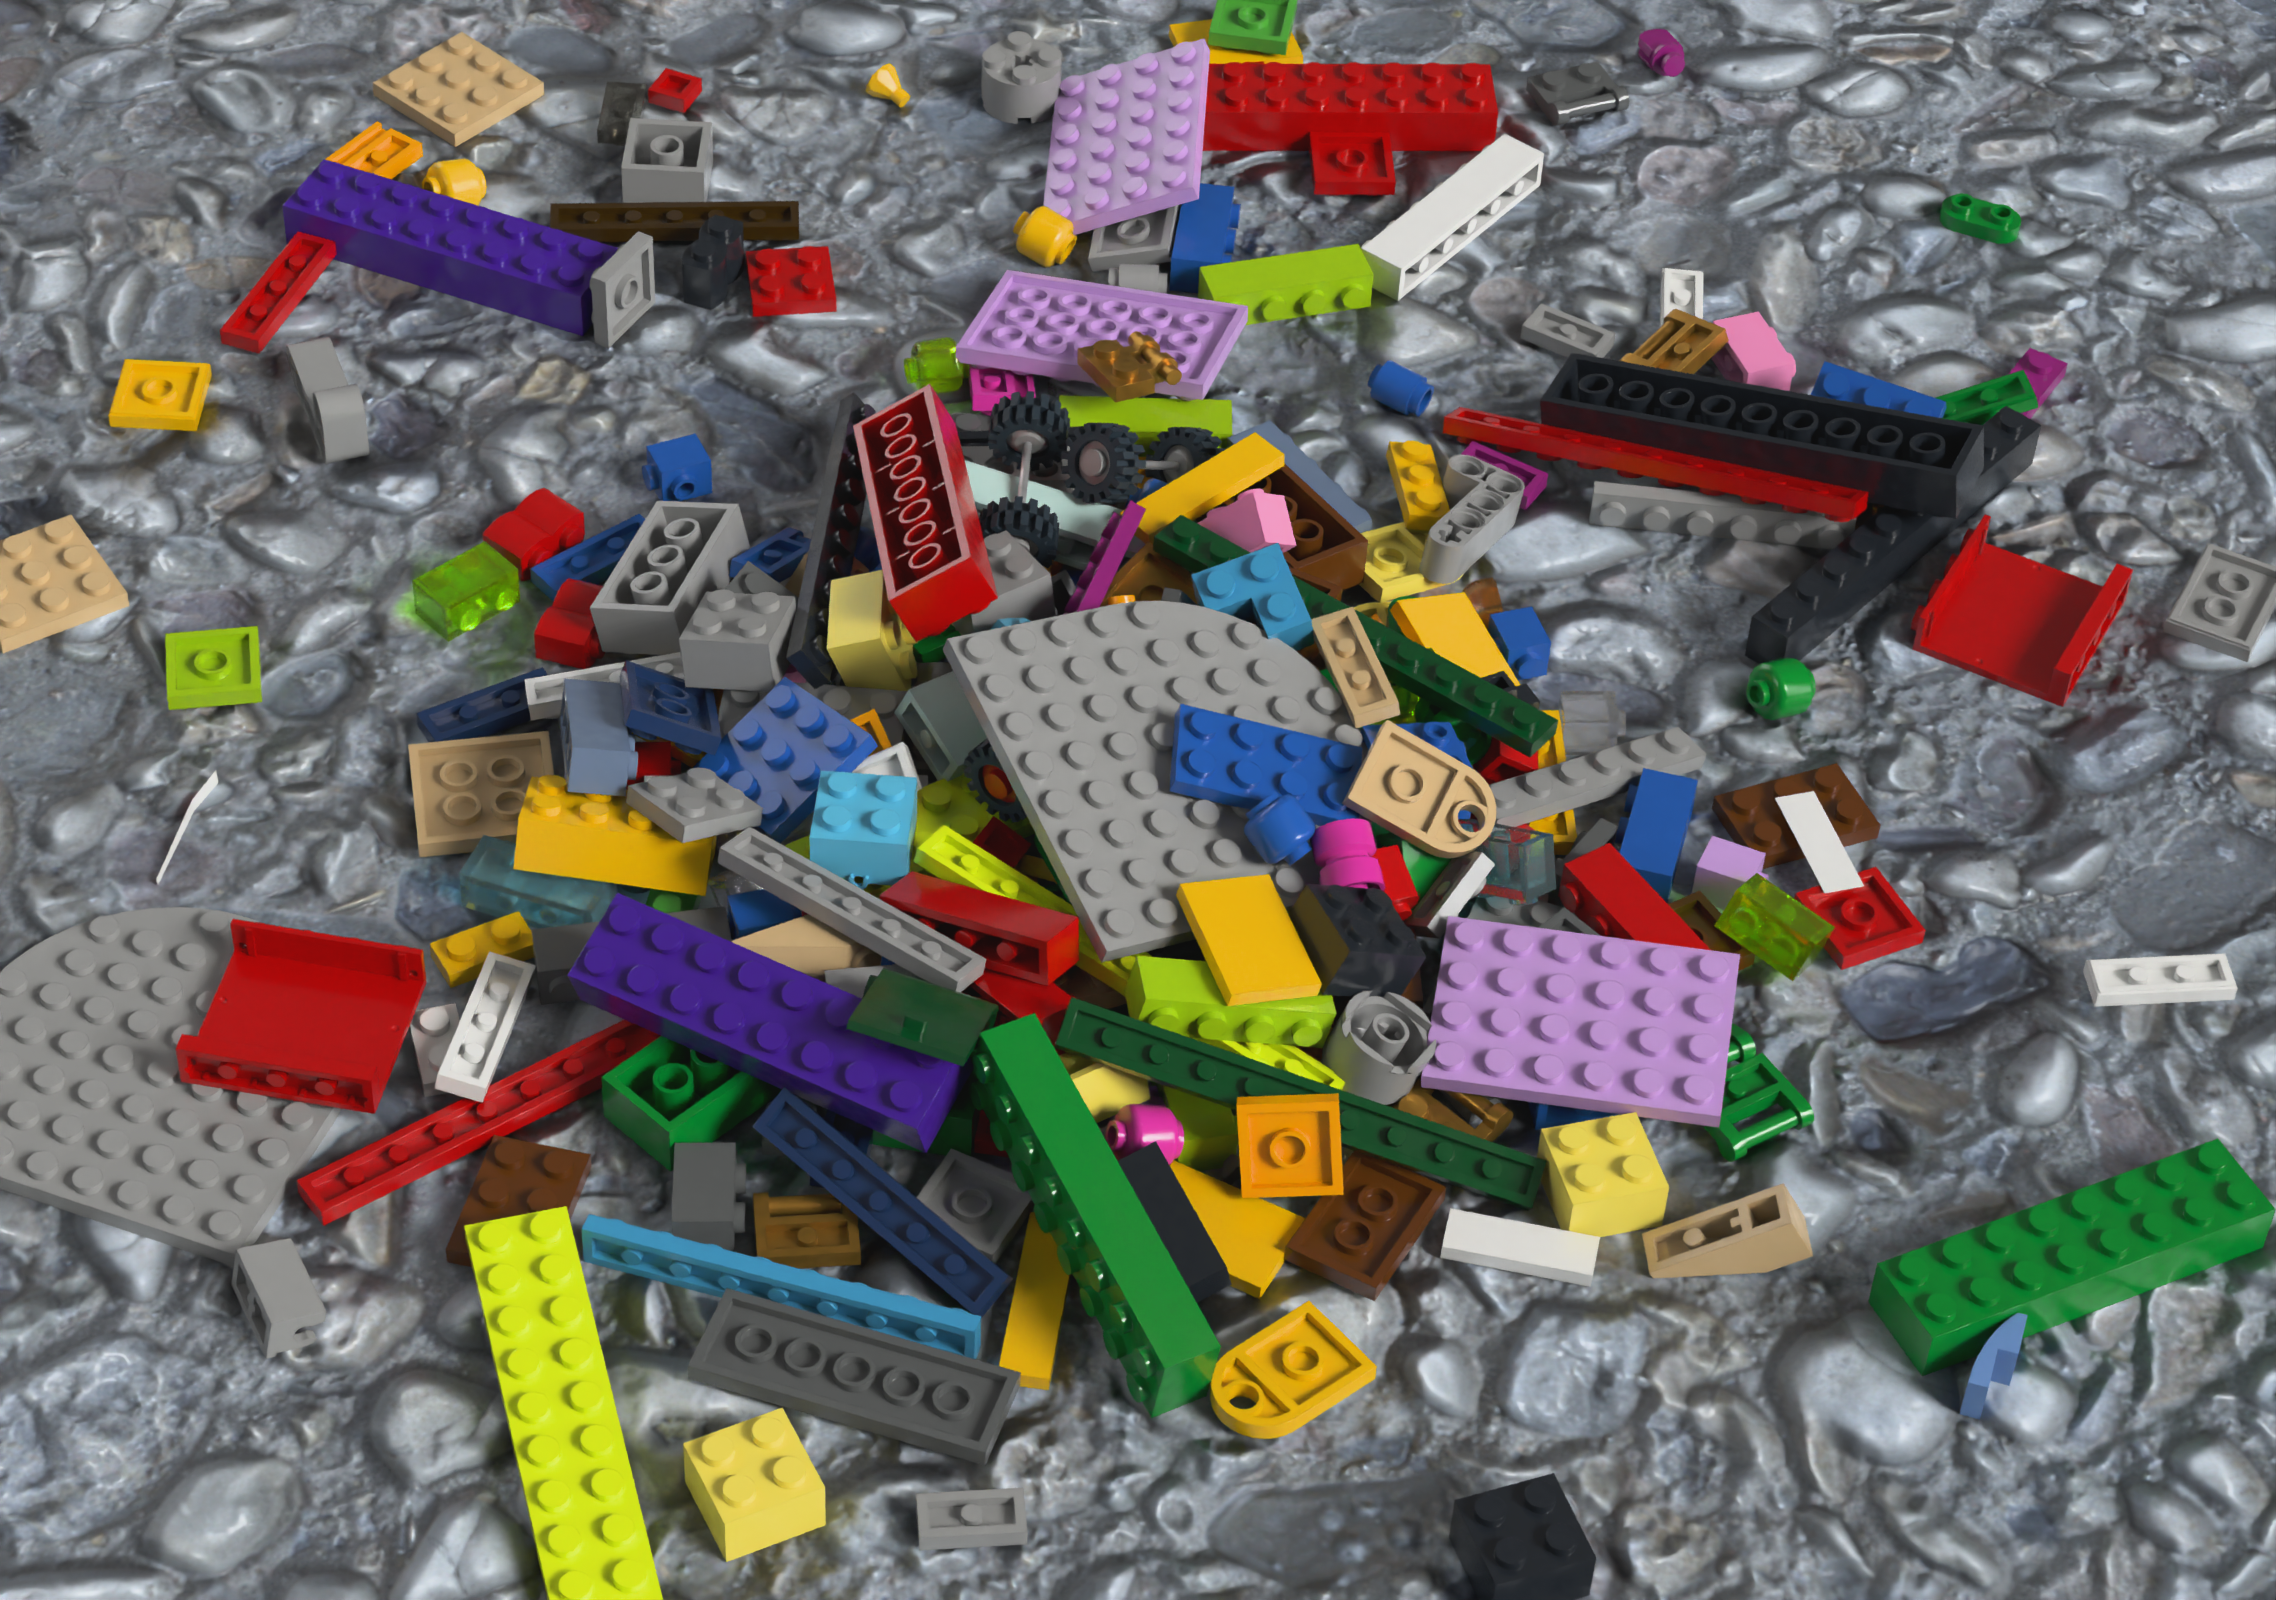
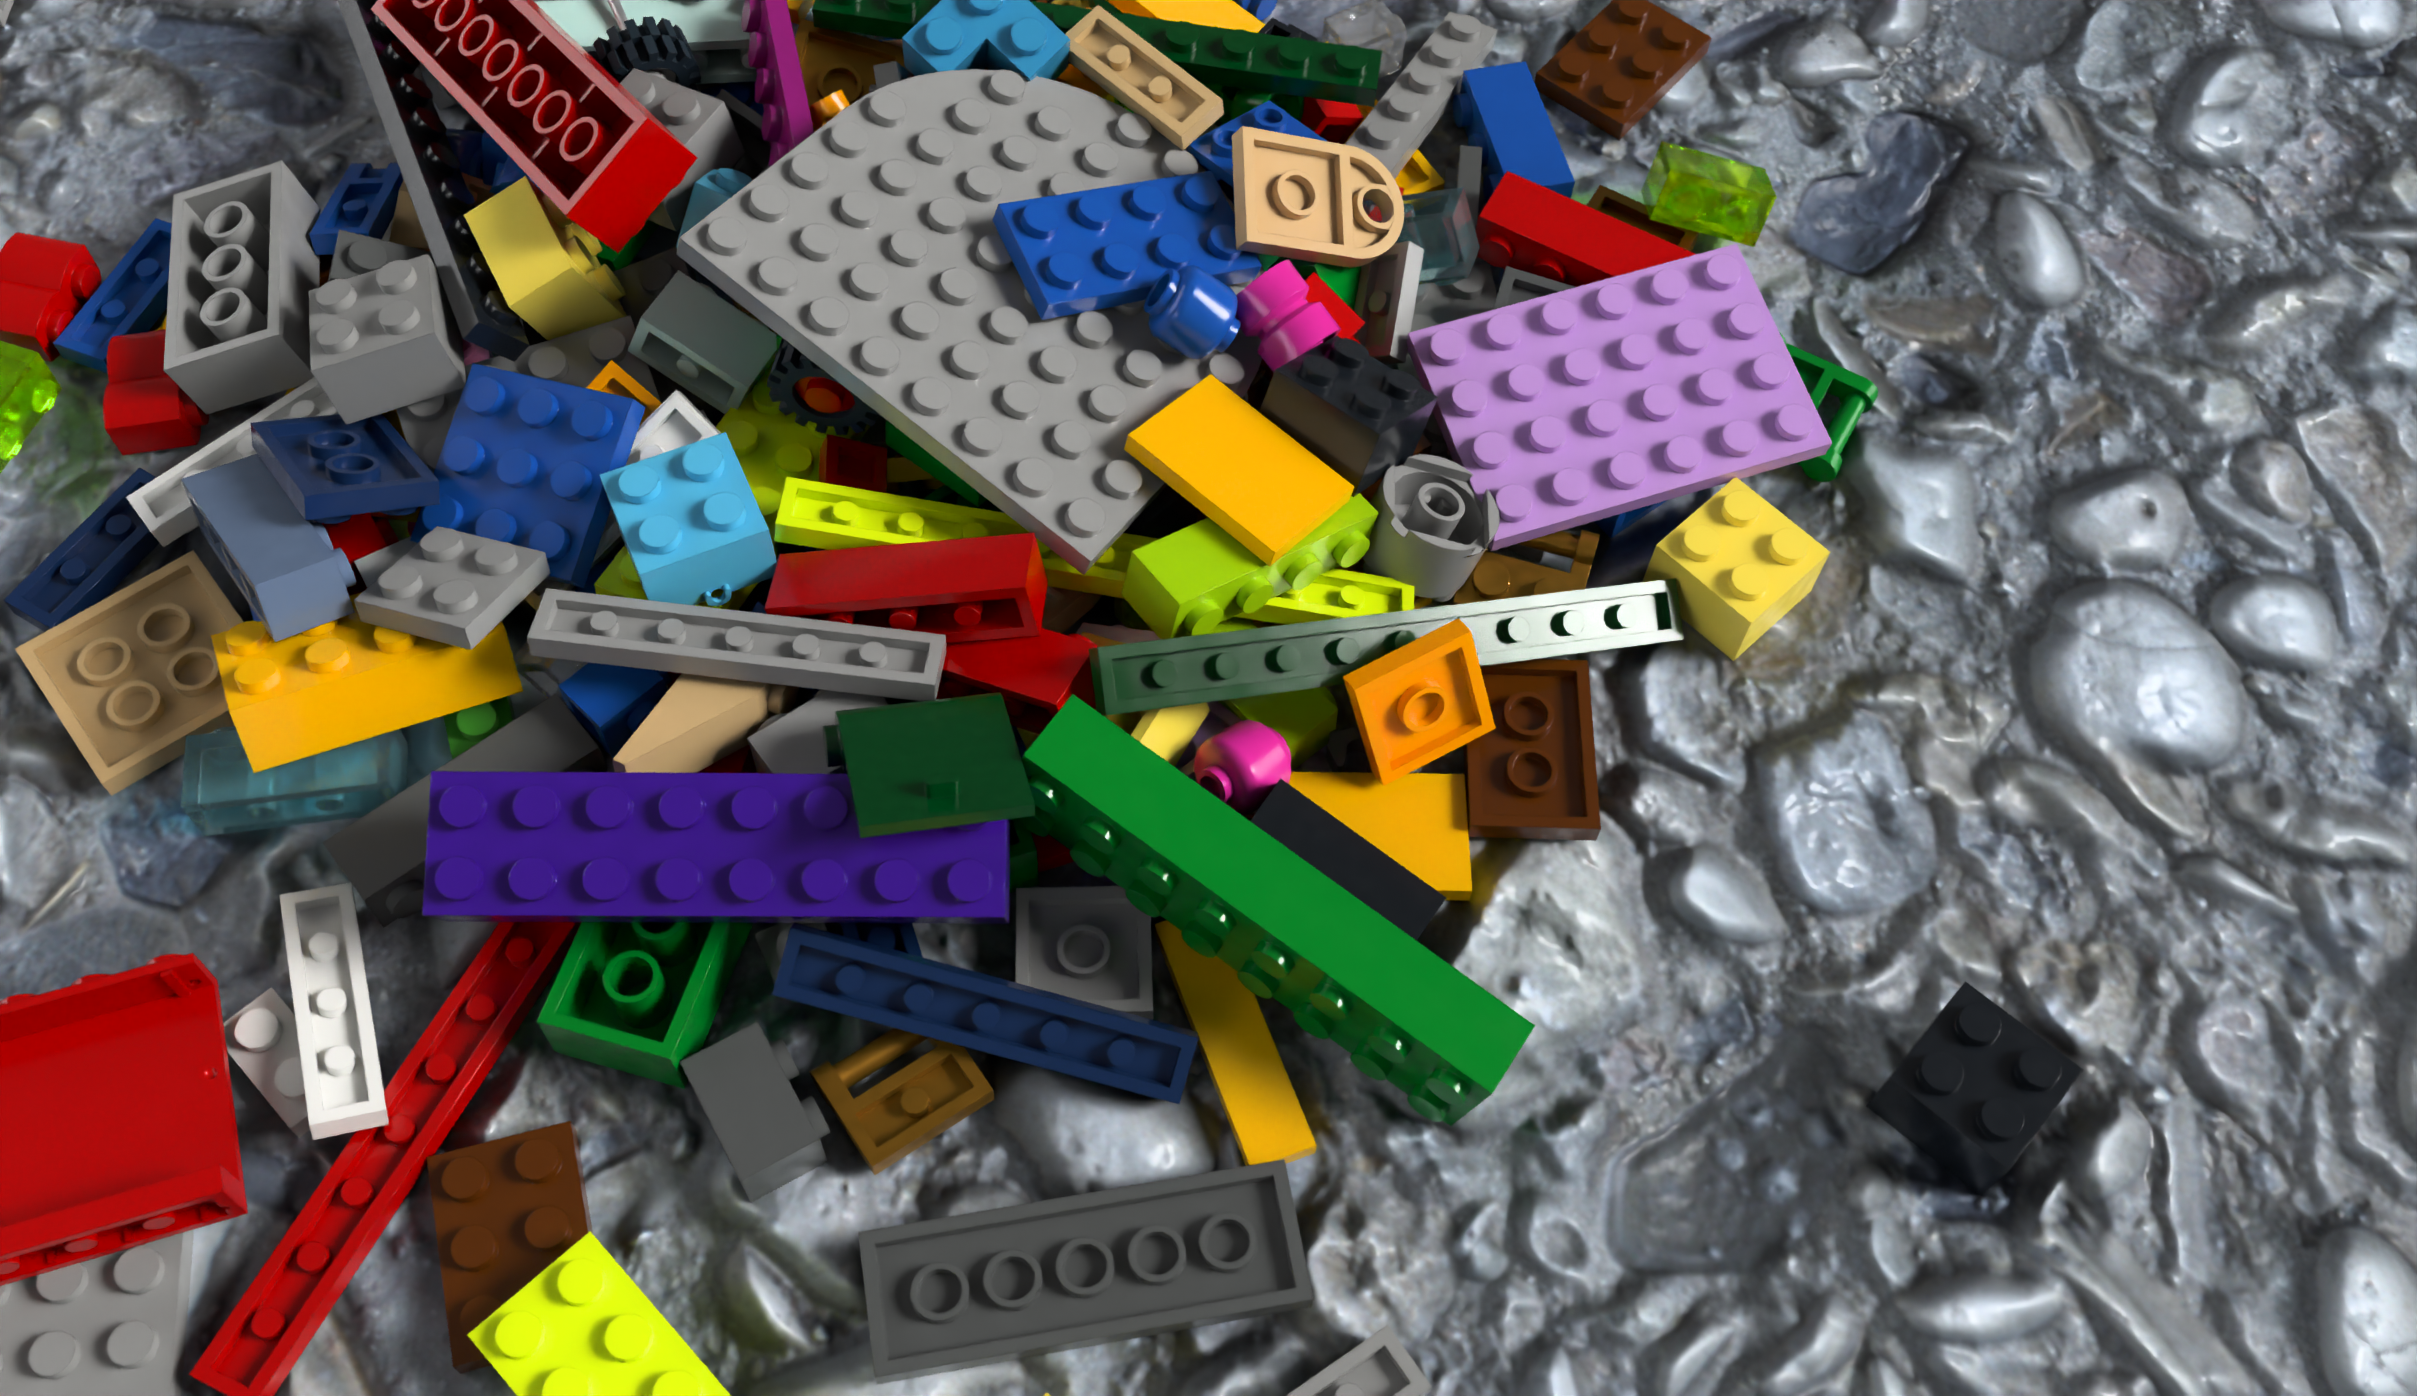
camera: 30 degrees left, 15 degrees up
(464, 953) = (247, 905): yellow plate -> none
(678, 469) = (174, 144): blue brick -> none
(713, 1269) = (896, 1197): dark azure plate -> none
(1290, 1373) = (1582, 985): yellow plate -> none
(1520, 1247) = (1698, 693): white tile -> none
(1725, 869) = (1613, 154): lavender brick -> none
(1734, 1238) = (1905, 578): tan slope -> none
(1819, 842) = (1676, 80): white sticker -> none
(1866, 920) = (1771, 137): red plate -> none
(1994, 1364) = (2244, 609): medium blue slope -> none
(2071, 1255) = (2225, 443): green brick -> none
(2160, 980) = (2065, 92): white tile -> none

